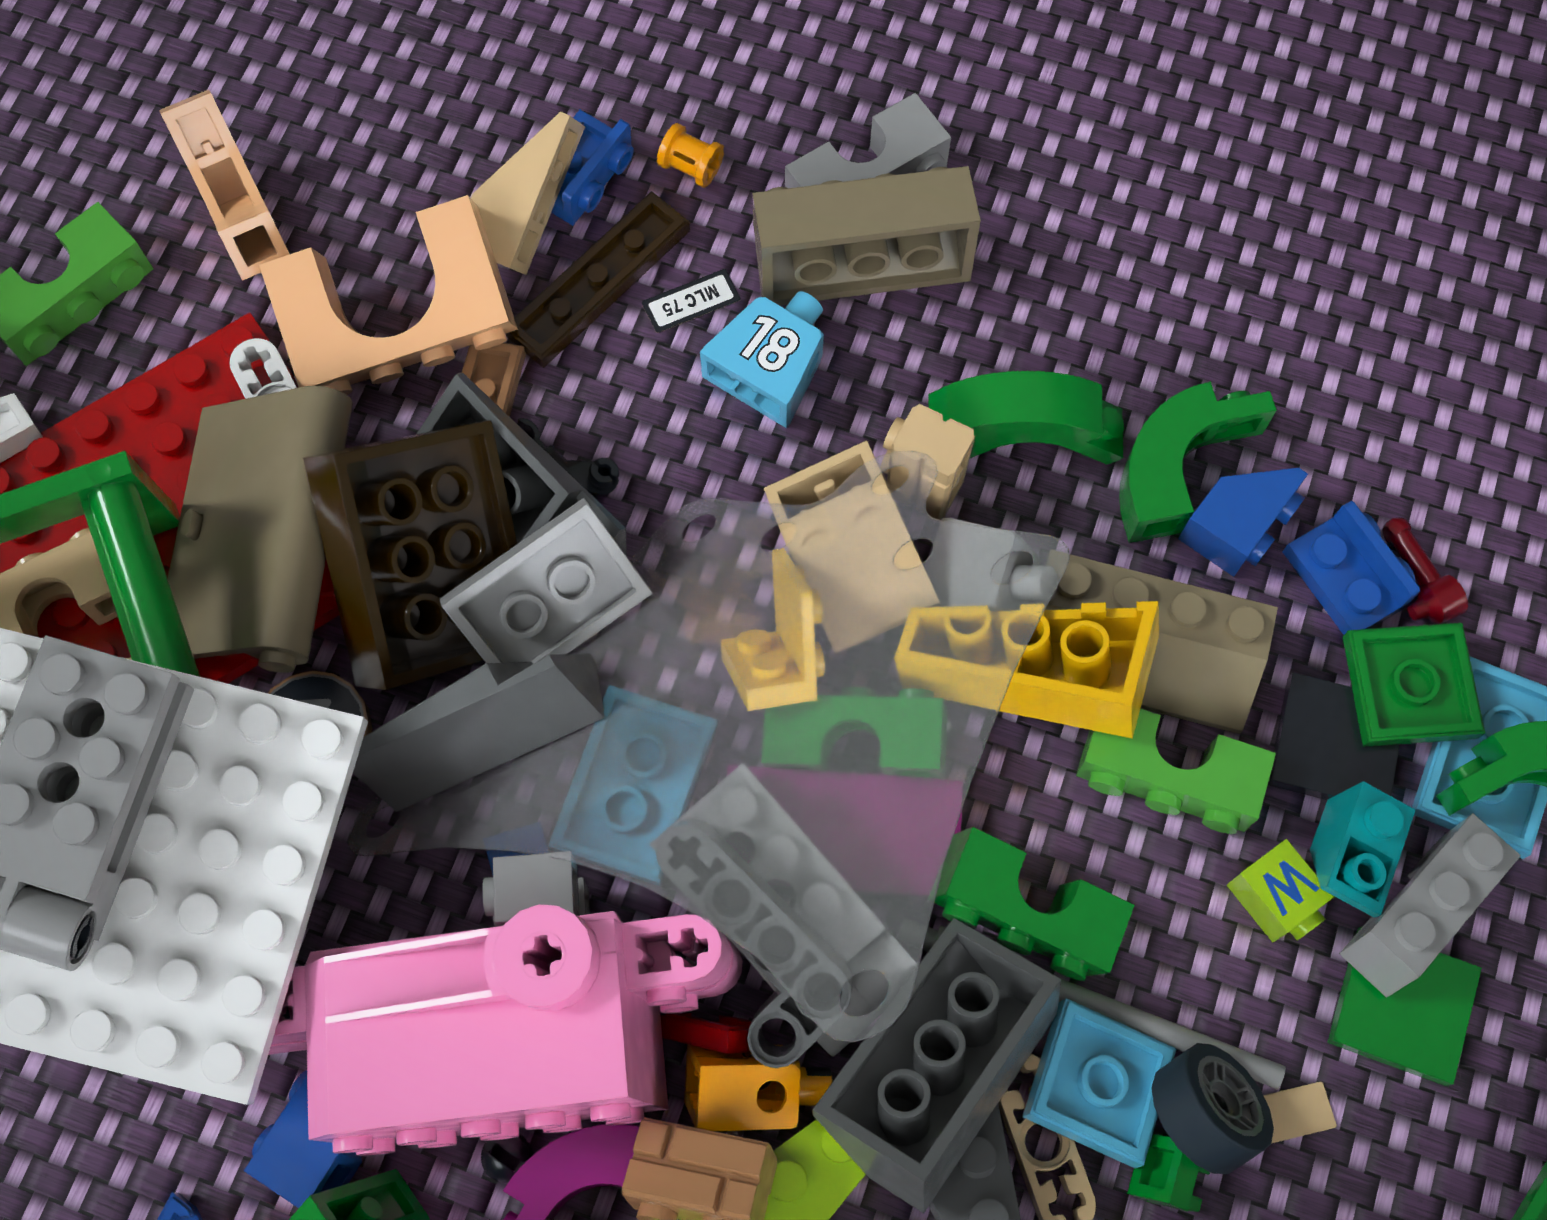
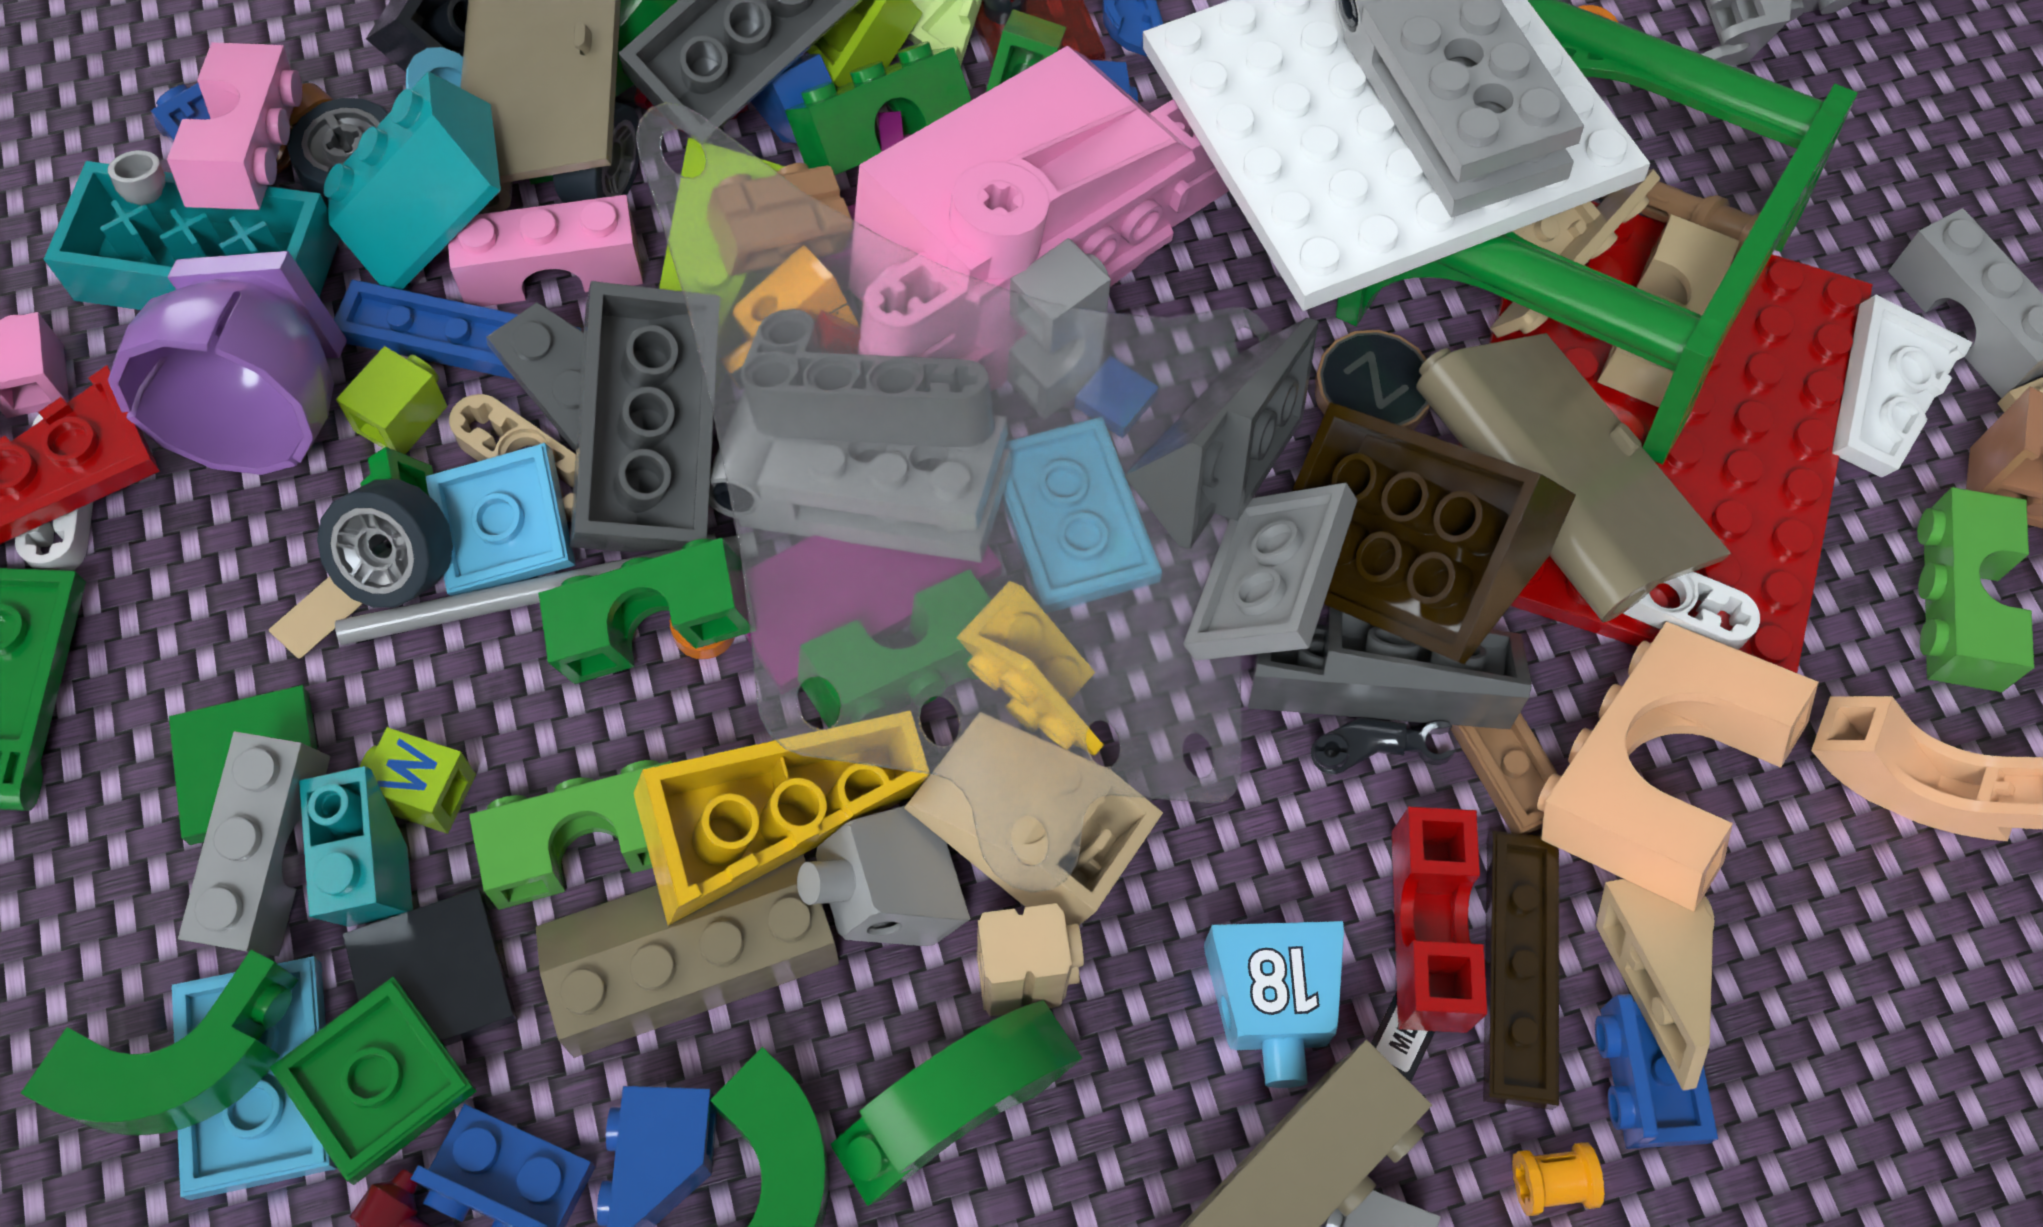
camera: 140 degrees right, 5 degrees down
(662, 294) = (1436, 964): none -> red arch

